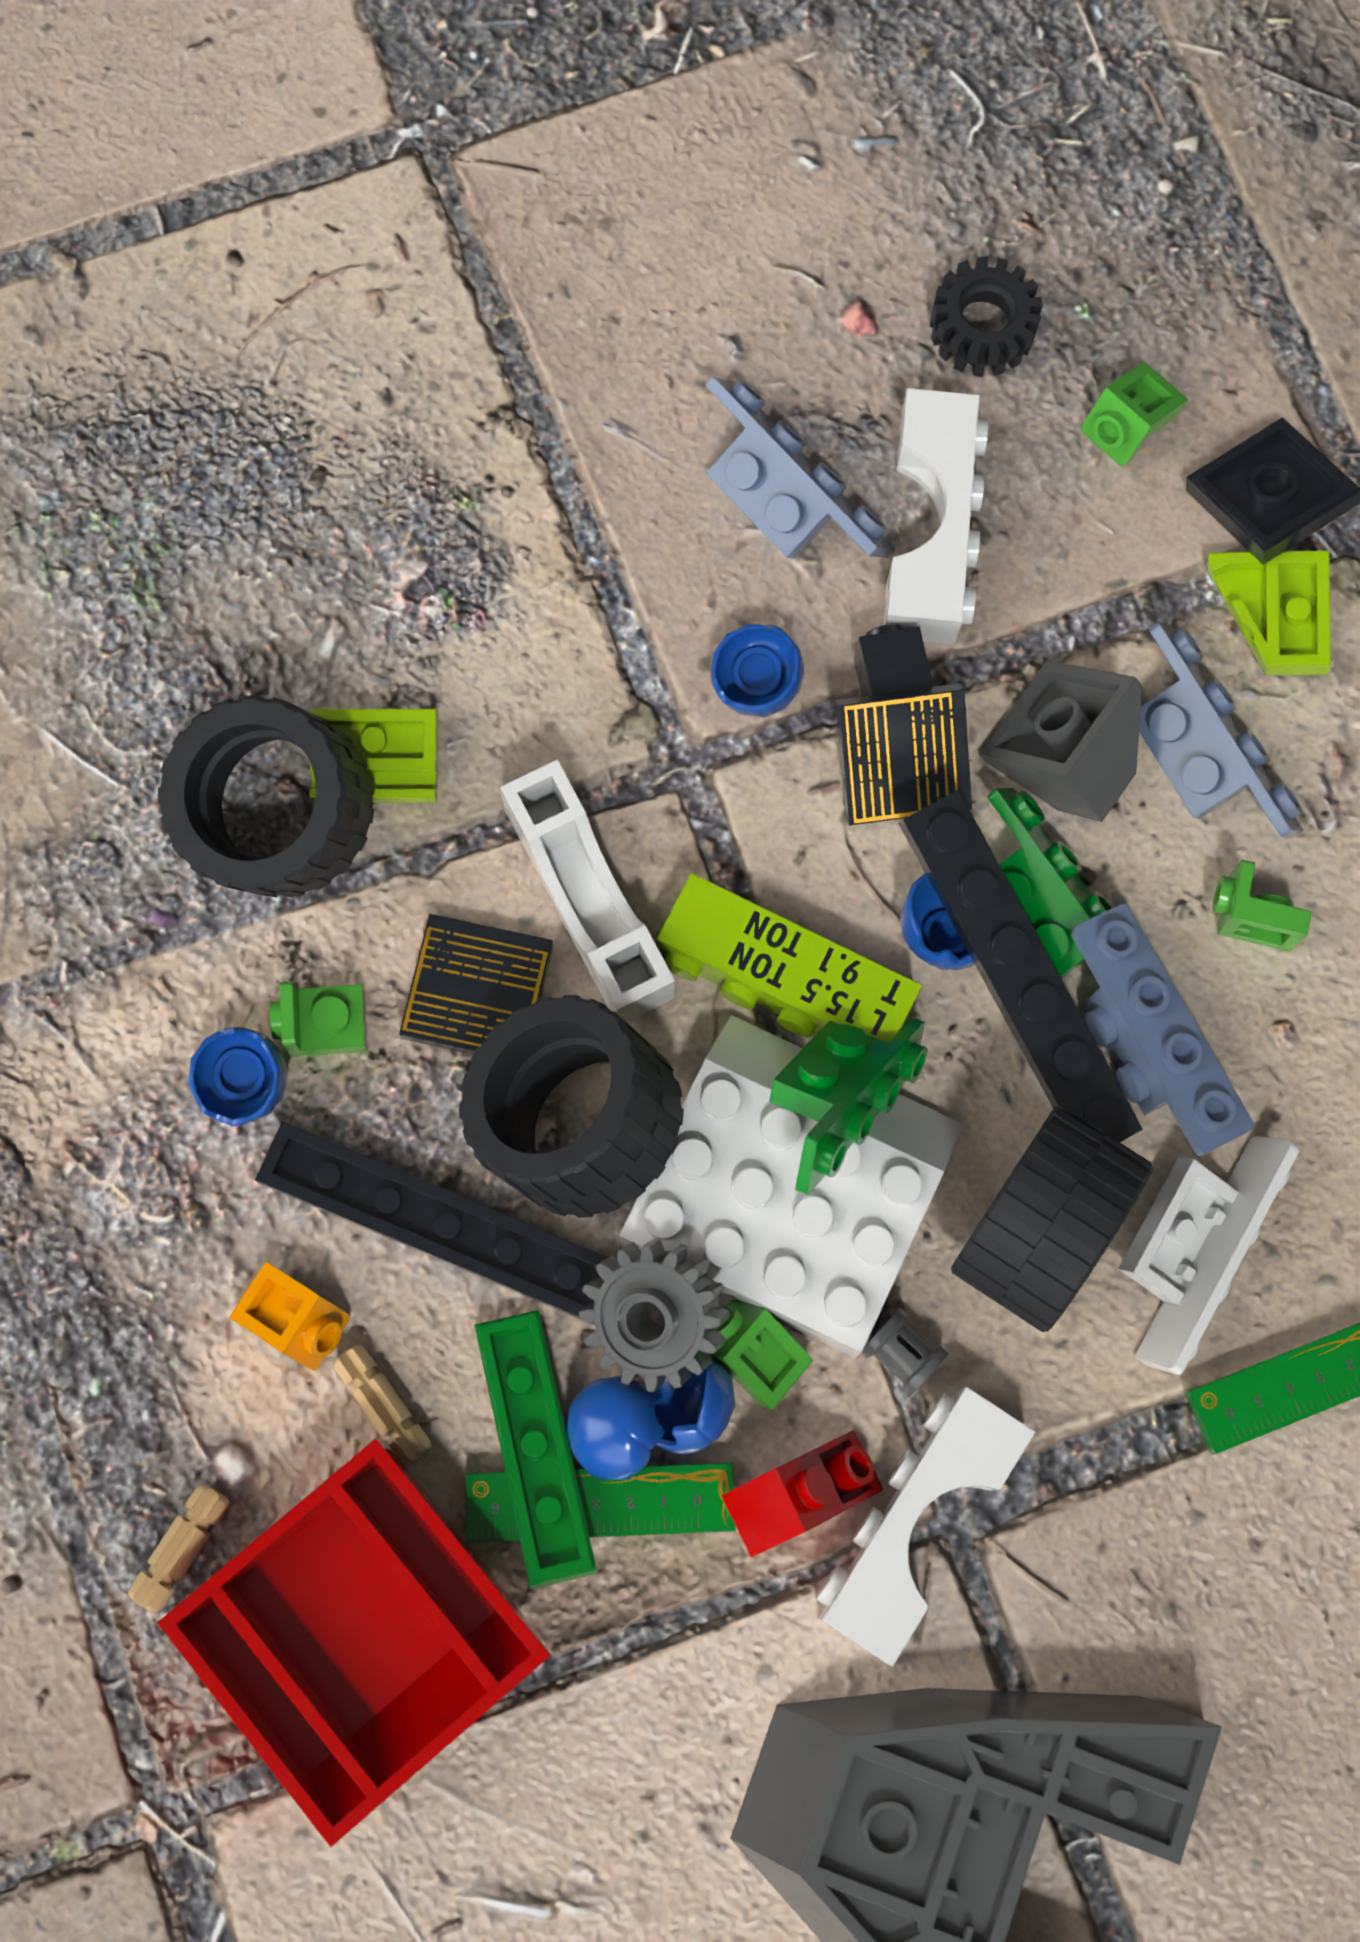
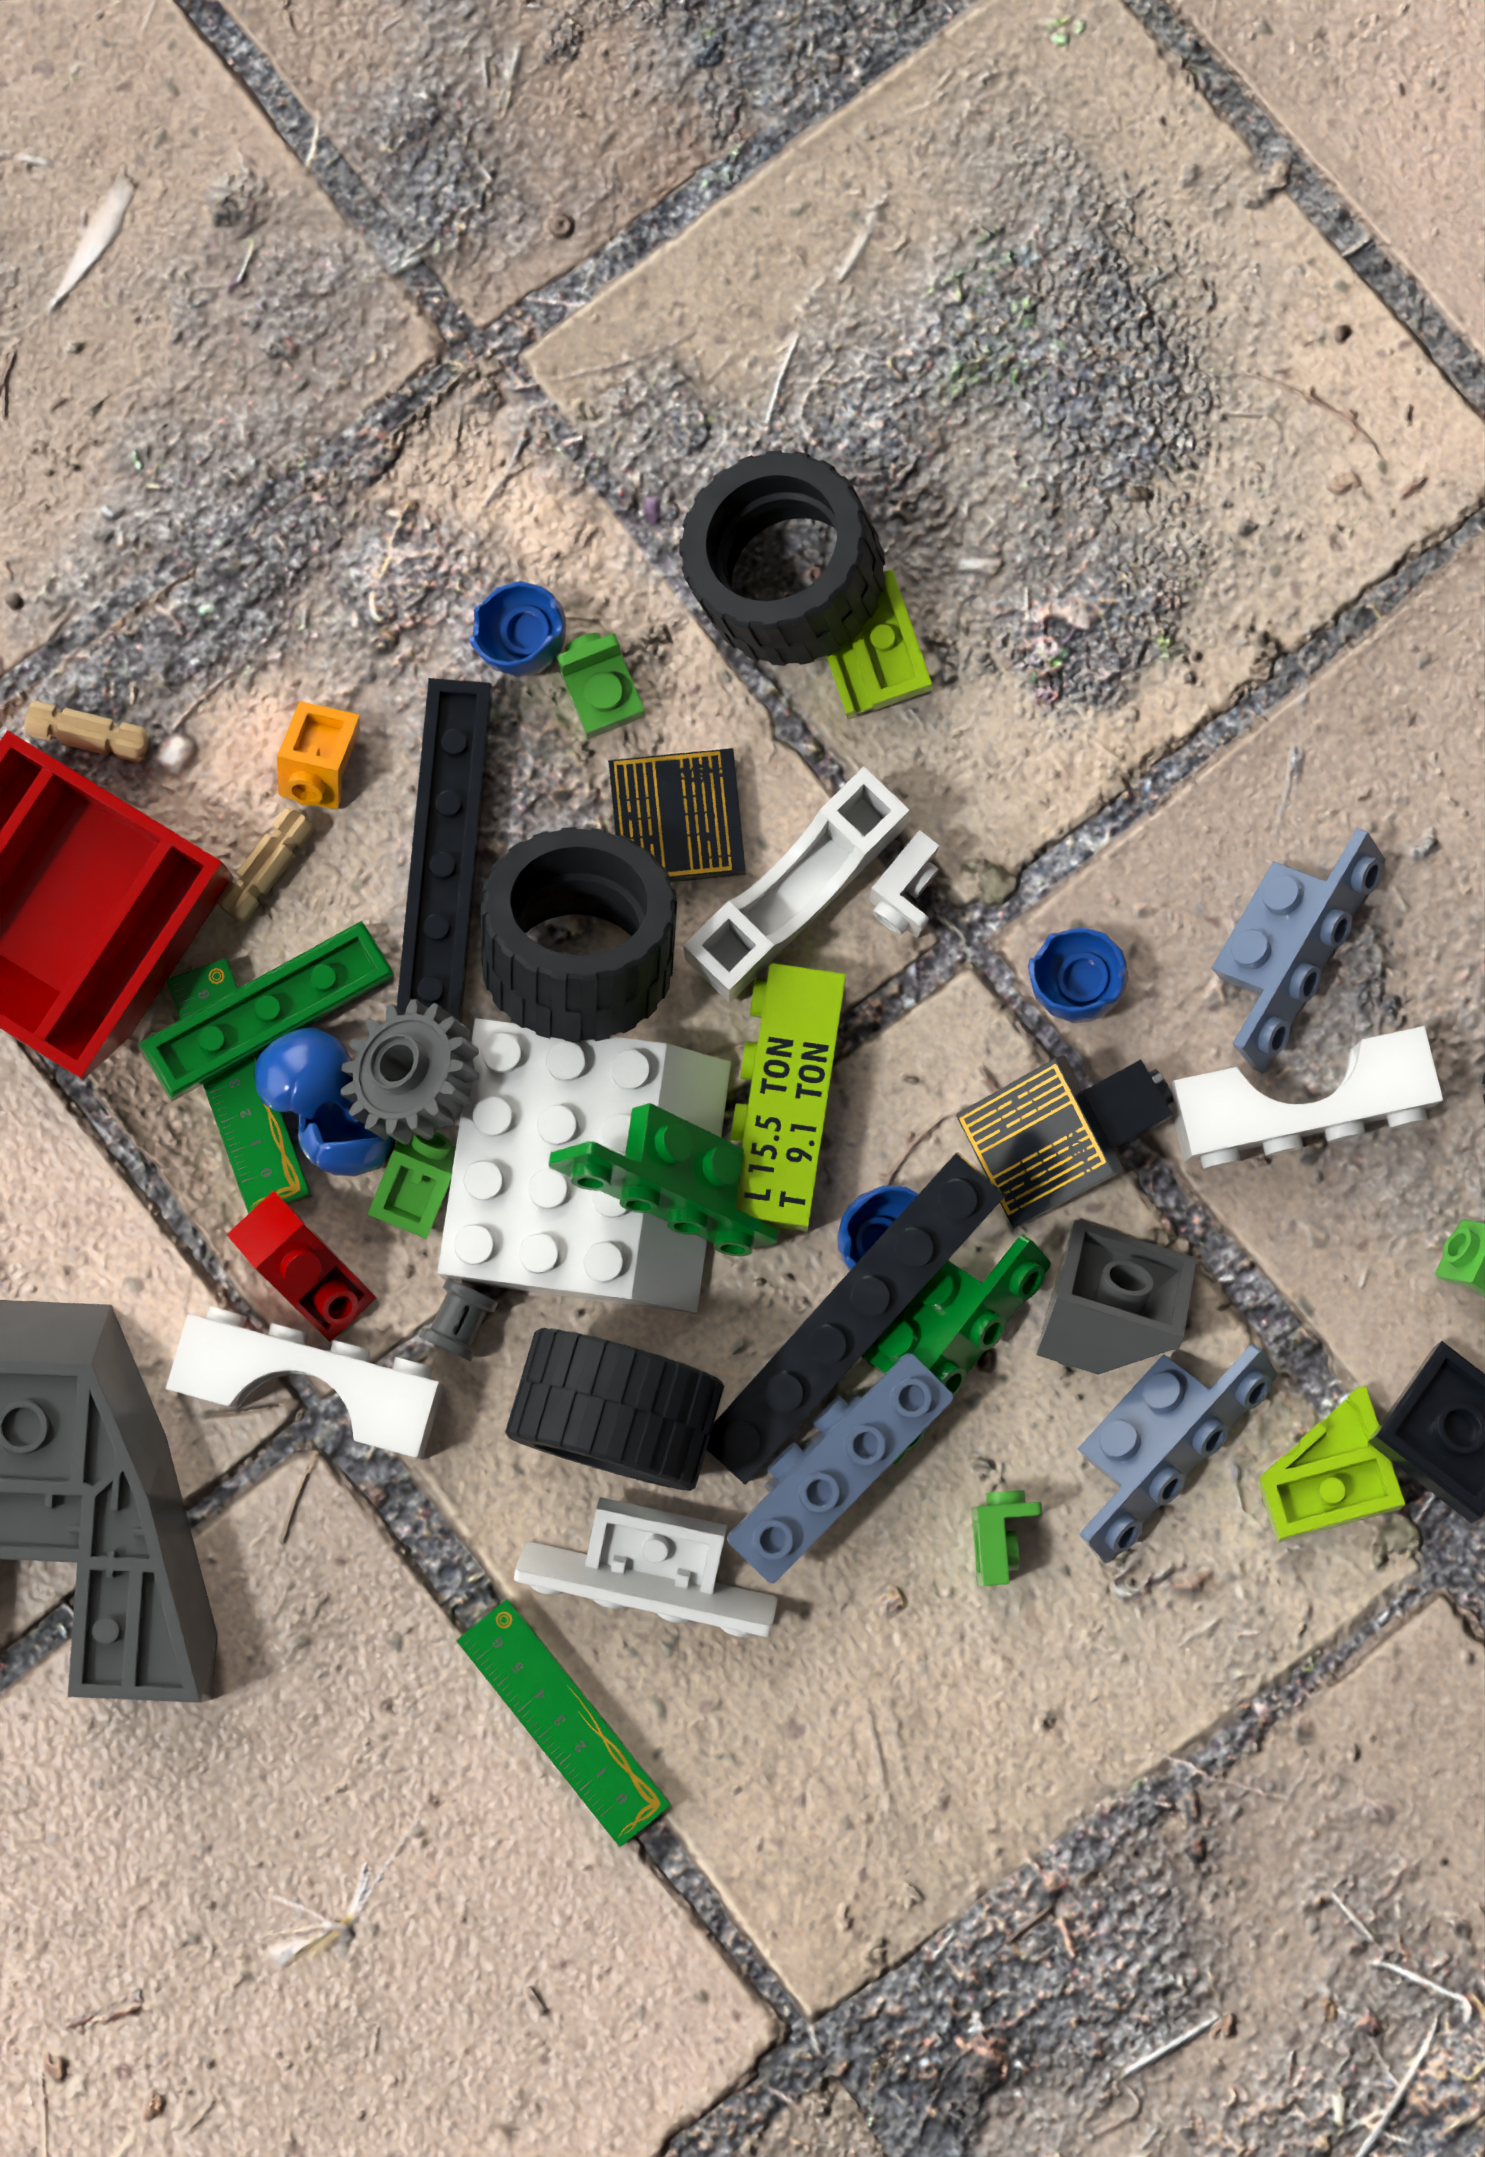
camera: 75 degrees right, 5 degrees up
(610, 794) = (910, 874): none -> white bracket

